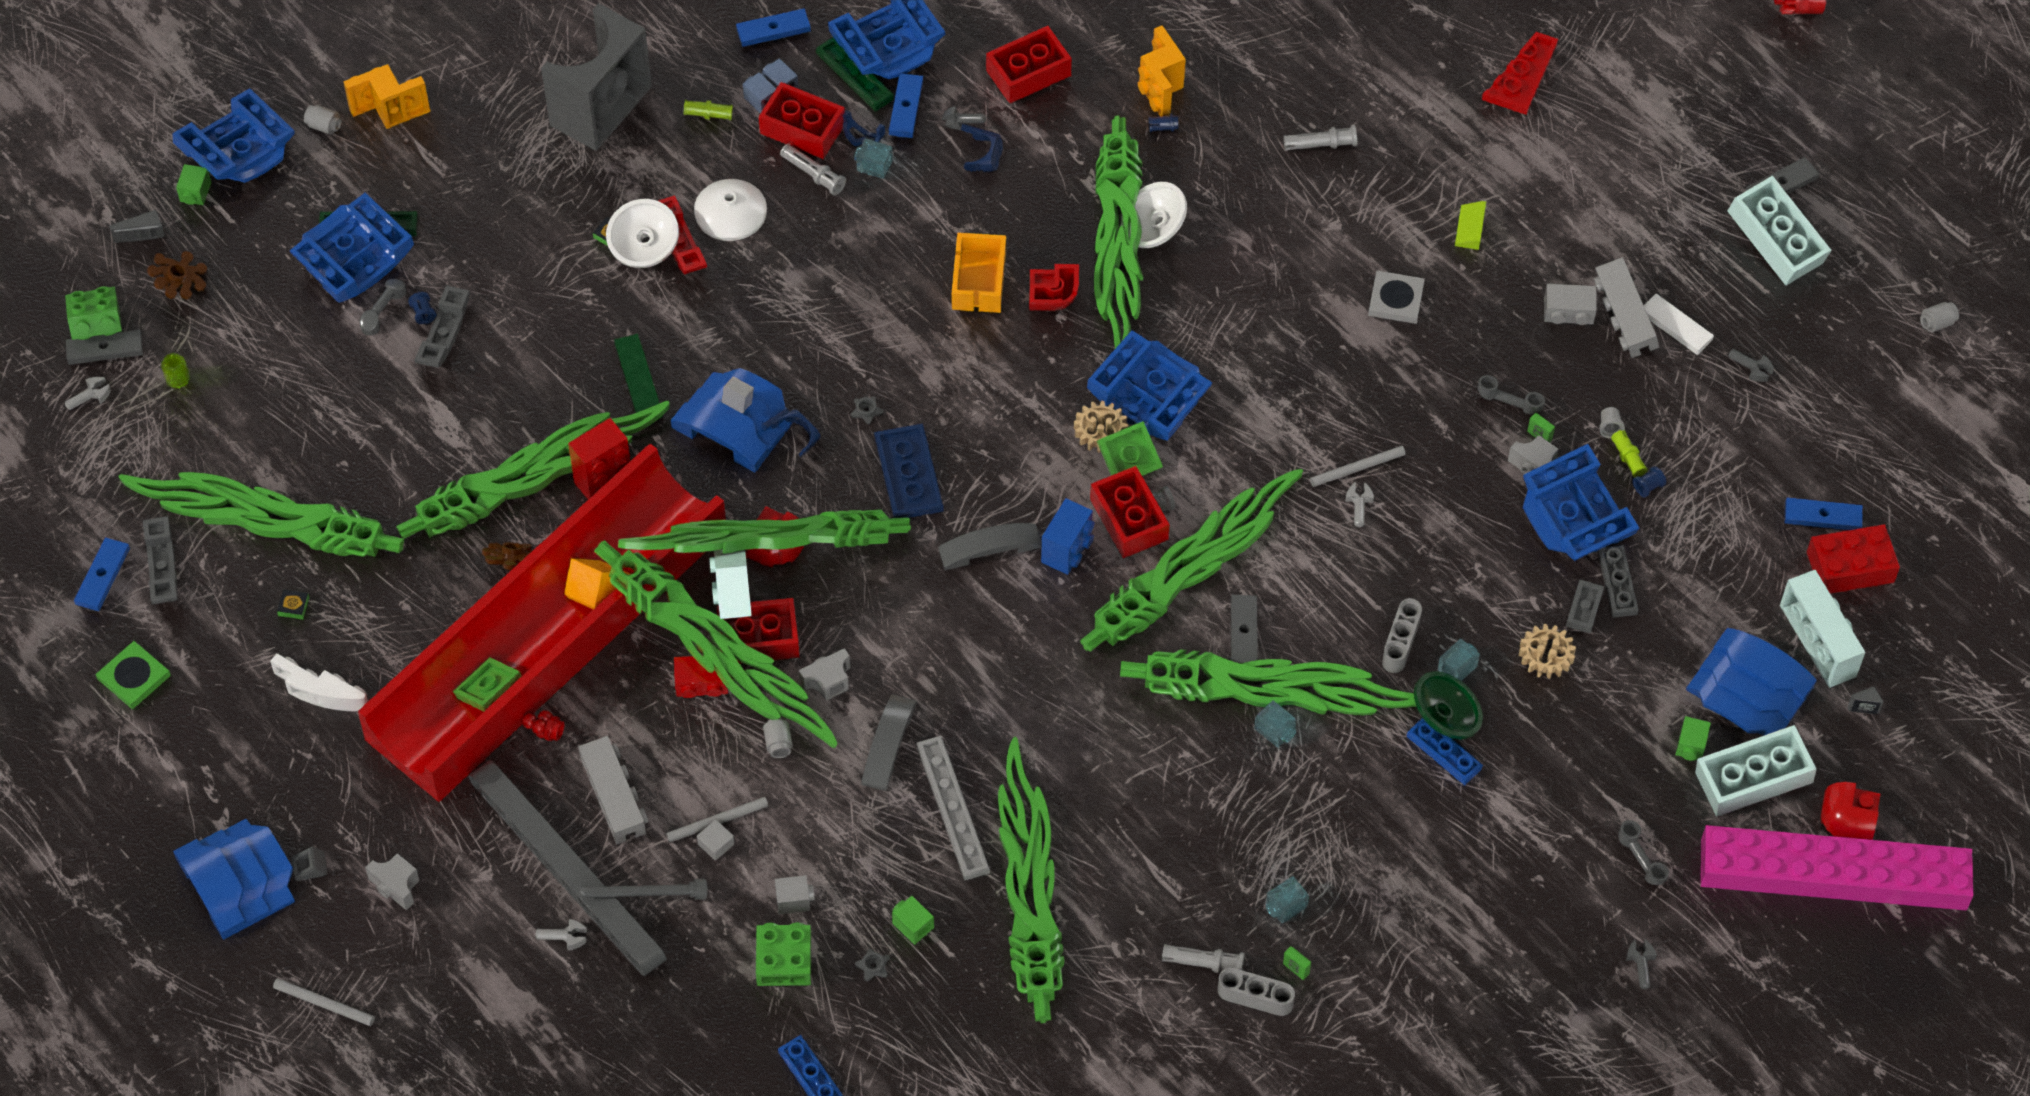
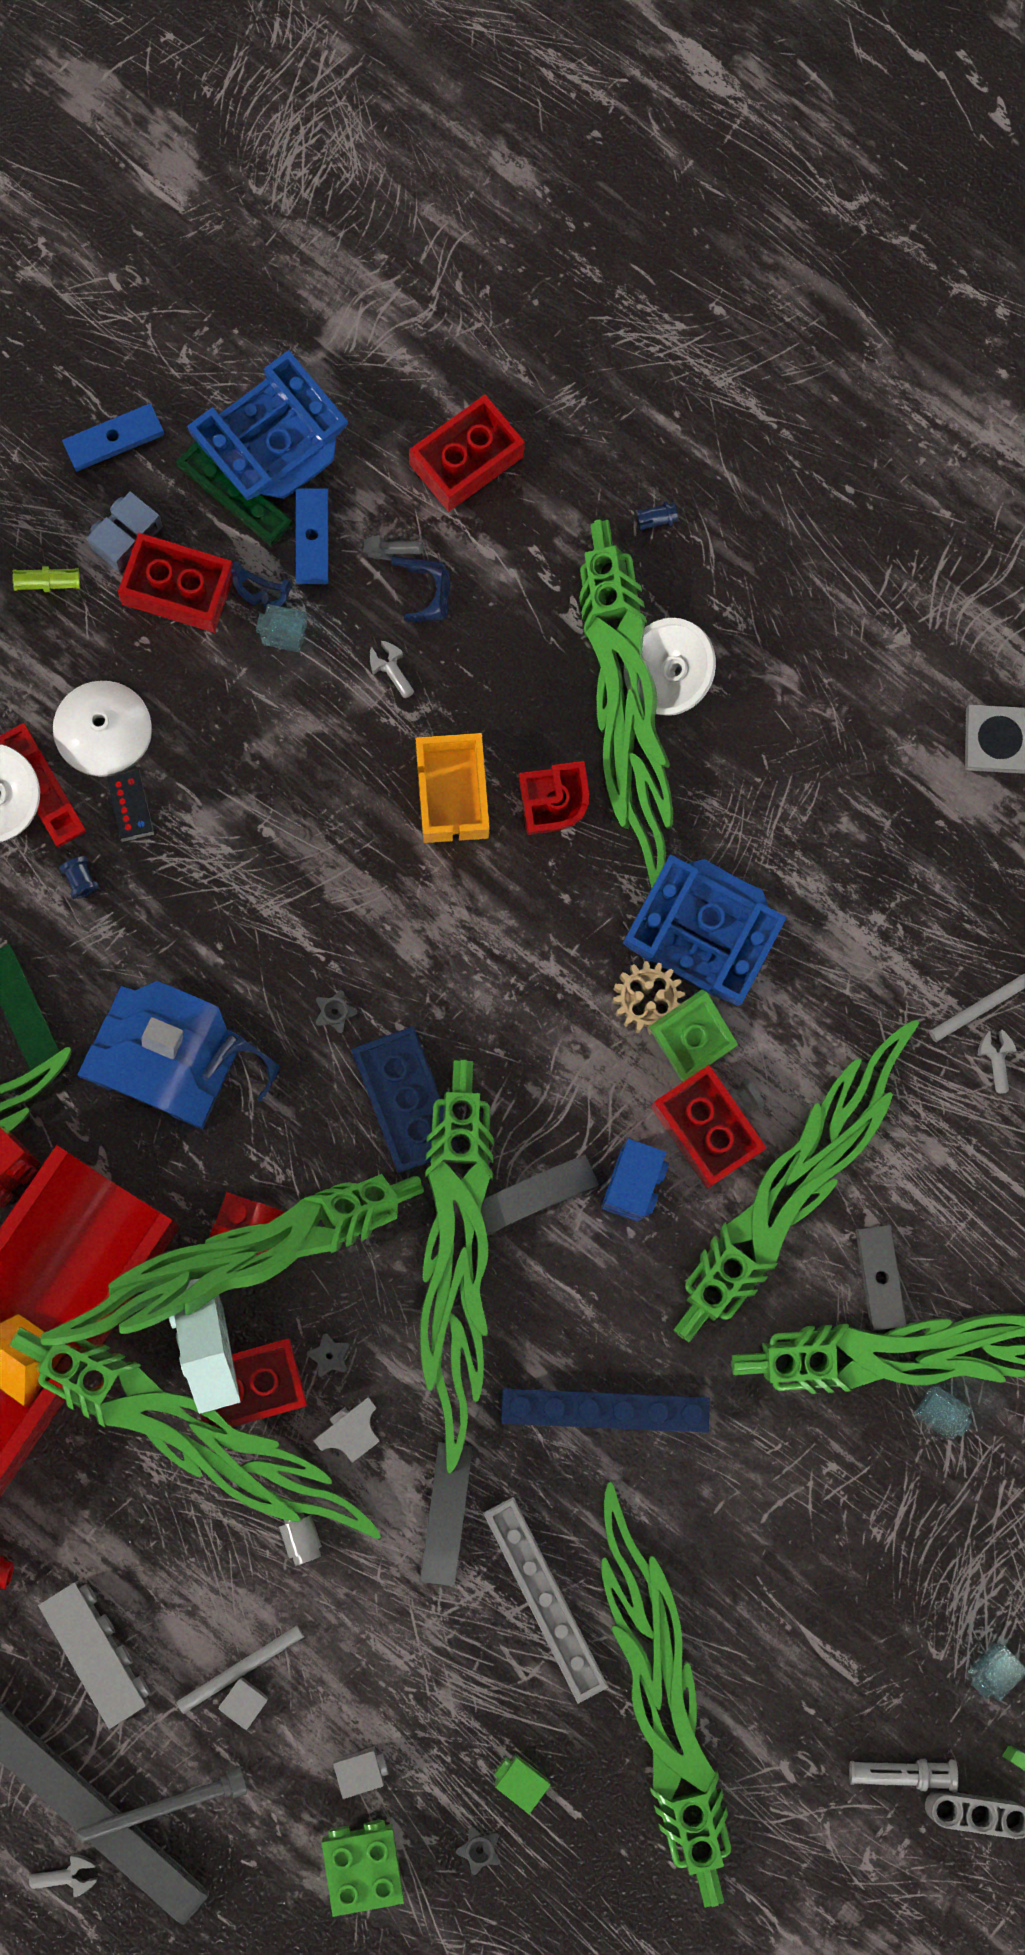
camera: 20 degrees left, 20 degrees up
(695, 295) = (79, 877): none -> dark blue bush
(695, 680) = (169, 1477): red brick -> none
(741, 259) = (130, 805): none -> black tile
(821, 173) = (218, 656): light grey pin -> none
(825, 631) = (326, 1346): none -> dark grey plate
(943, 531) = (469, 1198): none -> bright green piece
(948, 195) = (391, 668): none -> light grey bar
(1019, 686) = (605, 1410): none -> dark blue brick
(1161, 72) = (646, 443): light orange bracket -> none
(1332, 138) = (878, 510): light grey pin -> none

